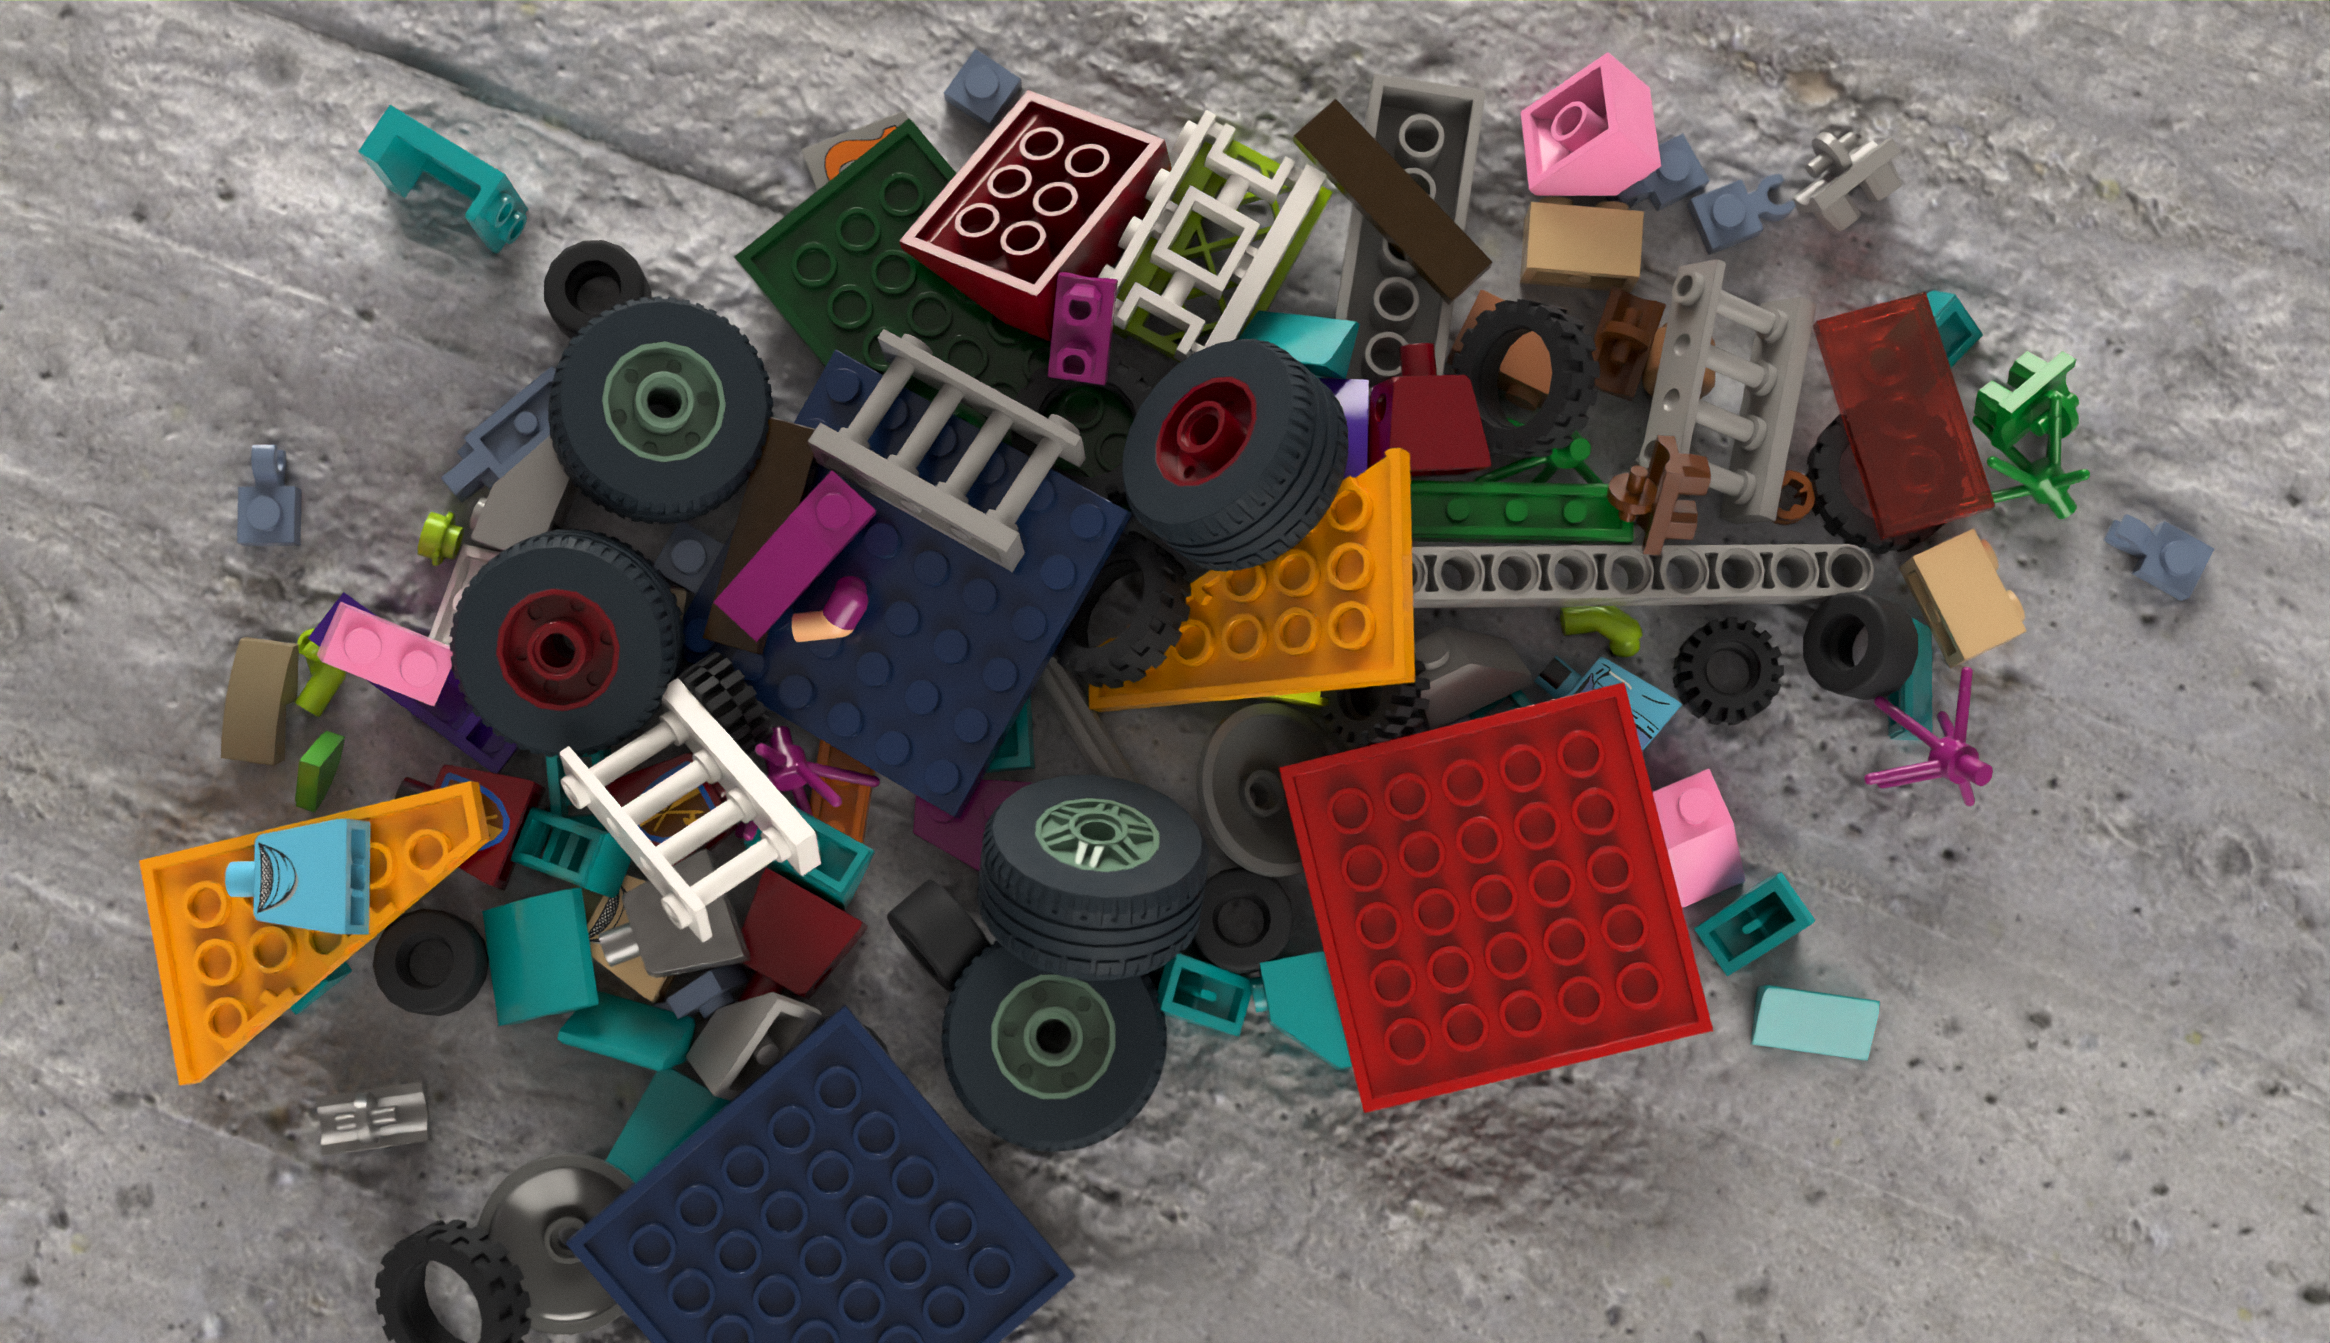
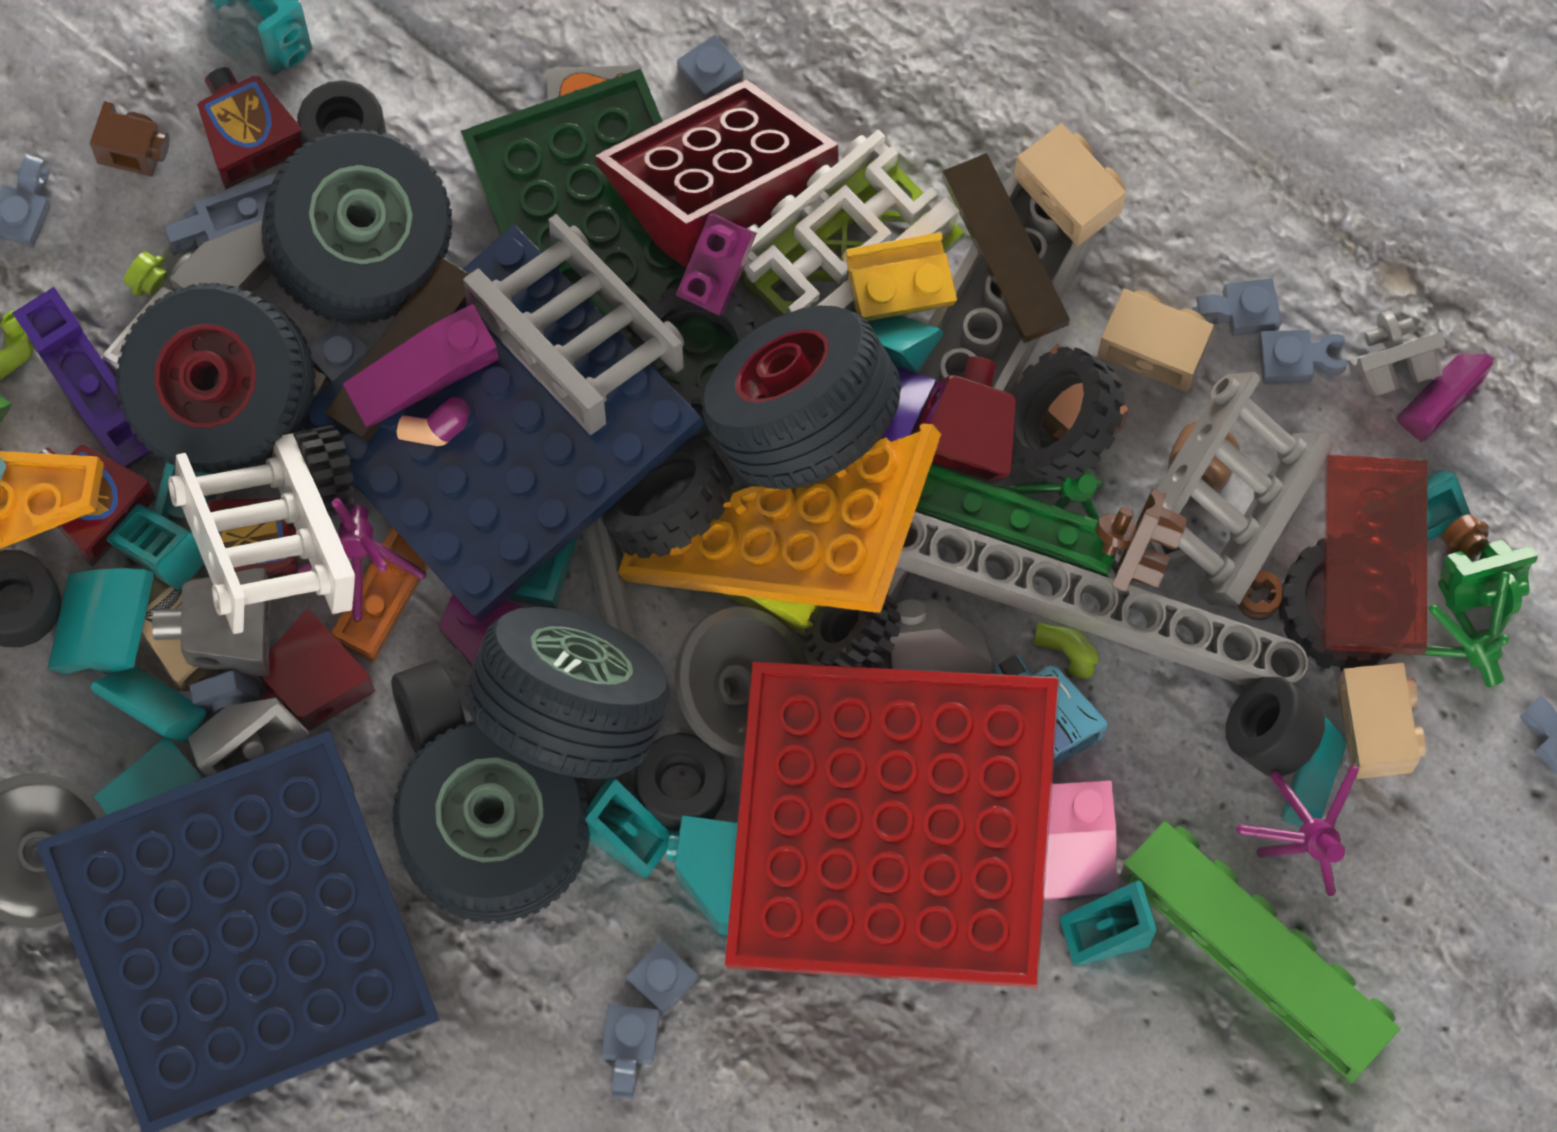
camera: 20 degrees right, 10 degrees down
(362, 389) = (128, 141): none -> reddish brown brick
(386, 654) = (69, 341): bright pink brick -> none
(489, 329) = (246, 126): none -> torso
(841, 864) = (358, 630): teal slope -> none
(1284, 1222) = (629, 1041): none -> sand blue plate
(1290, 275) = (900, 277): none -> yellow plate
(1294, 1142) = (661, 977): none -> sand blue plate
(1441, 104) = (1070, 183): none -> tan brick
(1591, 133) = (1193, 251): bright pink slope -> none
(1624, 341) = (1160, 425): reddish brown hips -> none
(1756, 652) = (1159, 687): black tyre -> none
(1814, 1022) = (1134, 1025): slope -> none
(1909, 208) = (1445, 394): none -> magenta slope
(1923, 897) = (1260, 951): none -> bright green brick
(1987, 360) = (1466, 535): none -> dark orange plate

